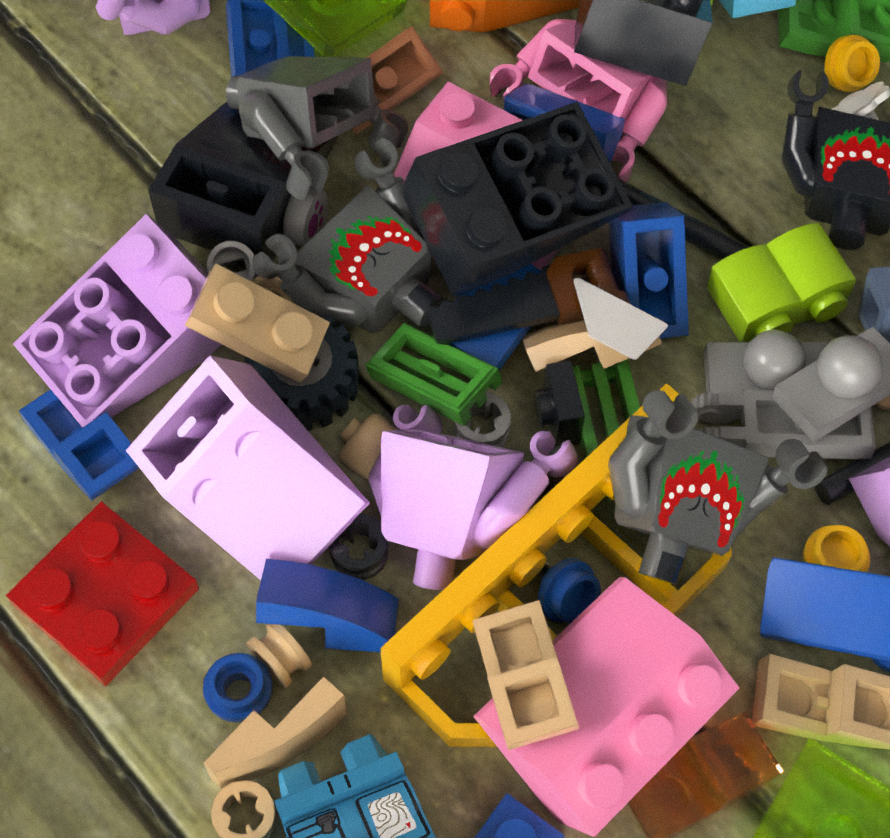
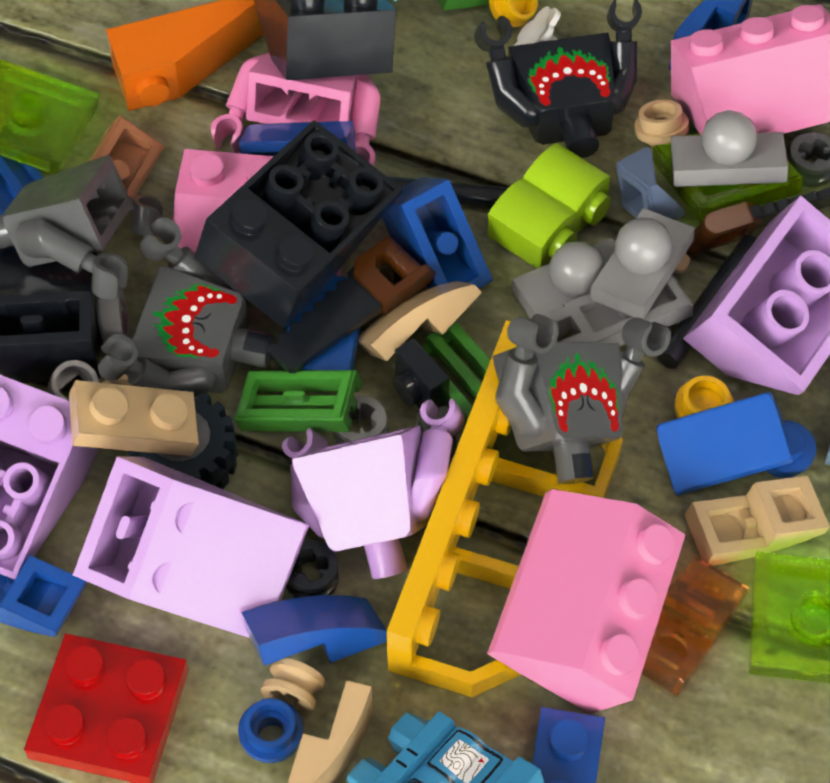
camera: 25 degrees left, 5 degrees down
(363, 443) = (270, 484): tan piece -> none
(524, 675) = (515, 597): tan slope -> none
(568, 590) = (506, 526): blue plate -> none
(616, 321) = (436, 289): white sticker -> none

